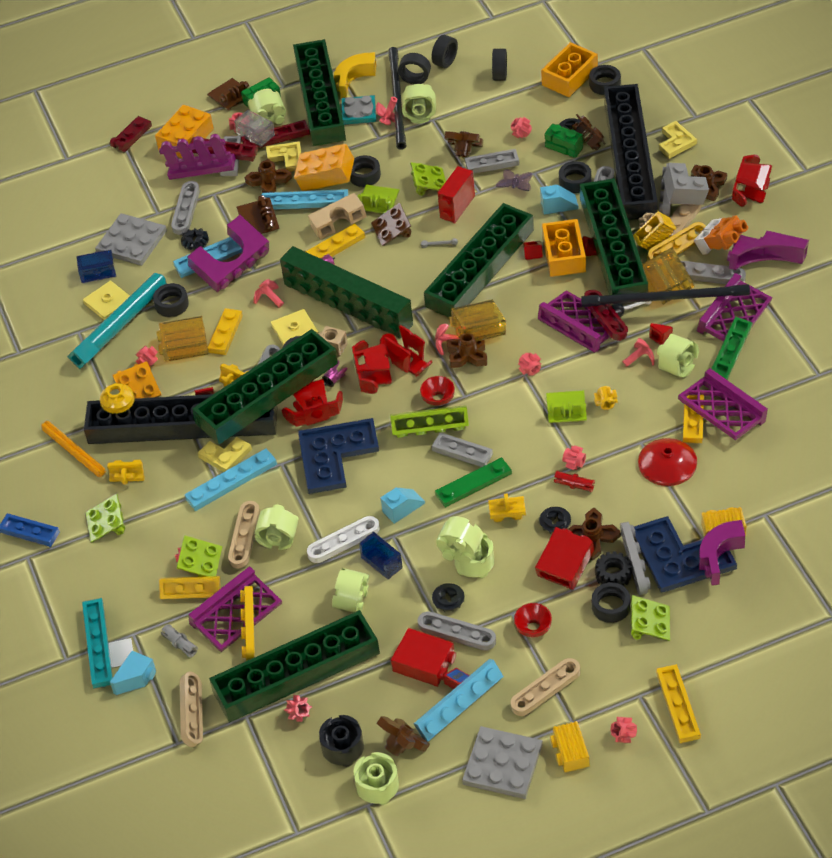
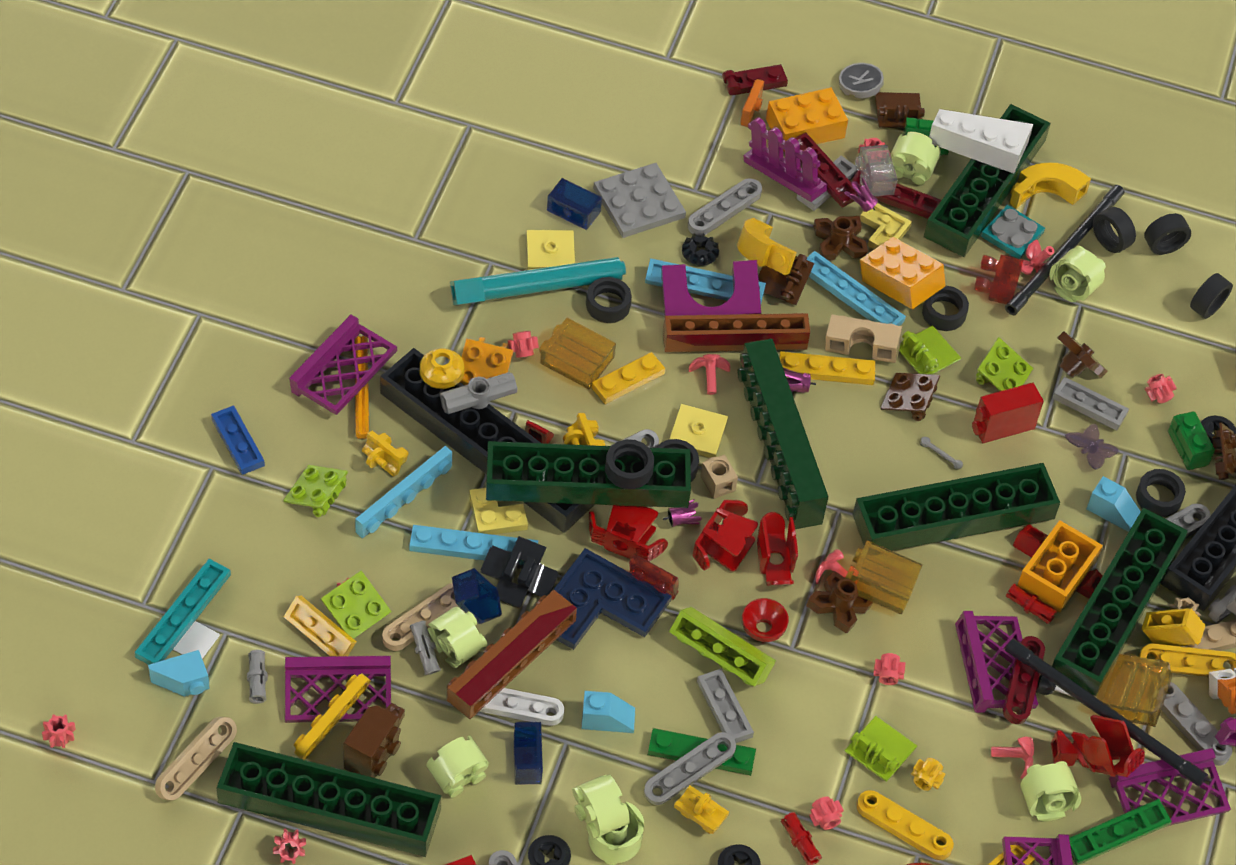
camera: 30 degrees right, 5 degrees up
(35, 443) = (324, 358): none -> magenta fence
(91, 761) = (58, 731): none -> coral gear
(144, 145) = (752, 103): none -> orange plate
(154, 393) = (478, 392): none -> light grey piece
(161, 481) = (403, 492): none -> medium azure plate
(192, 92) = (861, 80): none -> tile
(229, 209) = (756, 245): none -> yellow arch
(261, 263) = (731, 332): none -> dark orange brick
(263, 474) = (532, 578): none -> black piece
(263, 548) = (420, 632): none -> light grey pin
(264, 147) = (867, 200): none -> flat silver piece
(264, 496) = (476, 595): none -> clear blue panel
(289, 614) = (373, 740): none -> reddish brown hinge
(292, 368) = (629, 448): none -> black tyre
(298, 69) = (981, 138): none -> white wedge
(318, 512) = (511, 654): none -> brick
(351, 413) = (656, 576): none -> clear red plate
(383, 136) = (1005, 280): none -> clear red plate
(479, 490) = (690, 768): none -> light grey plate
(567, 278) = (1031, 603): none -> red pin
(619, 433) = (905, 825): none -> yellow plate
(685, 309) = (1114, 744): none -> red piece

